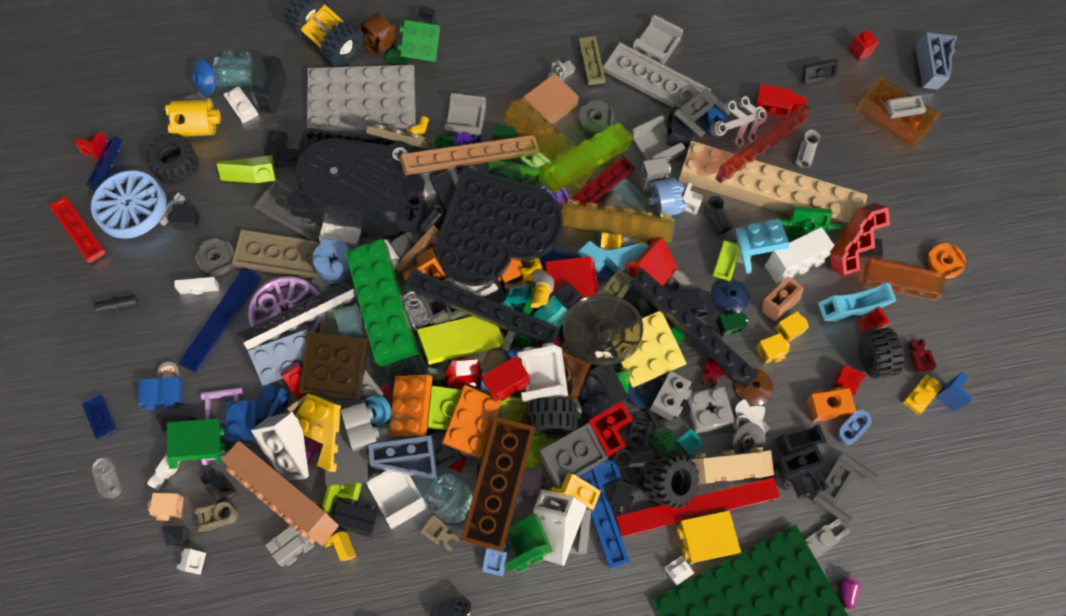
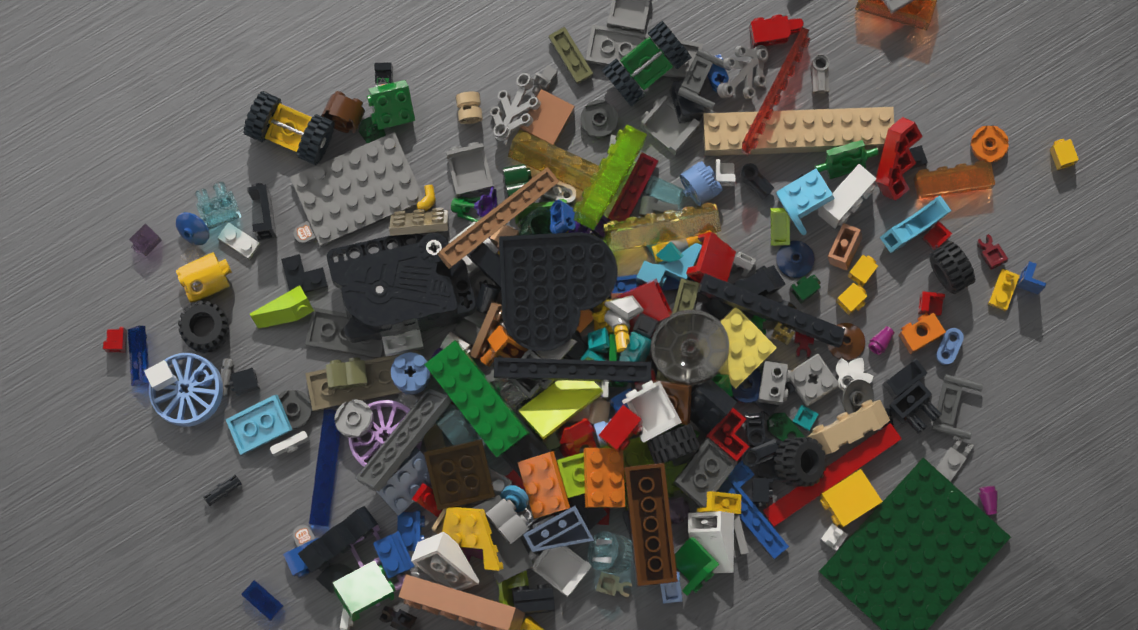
camera: 15 degrees left, 10 degrees up
(77, 229) = (147, 432): red plate -> none
(107, 181) = (160, 376): none -> white panel
(160, 74) = (144, 240): none -> clear purple brick
(177, 257) = (258, 424): none -> medium azure plate
(193, 385) = (338, 539): none -> black brick
(263, 283) = (354, 418): none -> light grey tile
(275, 242) = (346, 374): none -> olive brick
(298, 118) = (304, 233): none -> tile
(486, 68) = (468, 105): none -> tan wheel
(508, 92) = (503, 130): none -> light grey plant
(530, 175) = (561, 217): none -> blue piece
(555, 270) = (625, 307): none -> light grey piece
(616, 241) = (669, 253): none -> teal tile
(652, 171) = (679, 162): light grey brick -> none
(656, 81) = (646, 63): none -> plate
(699, 352) = (783, 333): none -> clear yellow tile
(788, 397) = (880, 341): none -> magenta cone
(1015, 293) = (1063, 154): none -> yellow brick

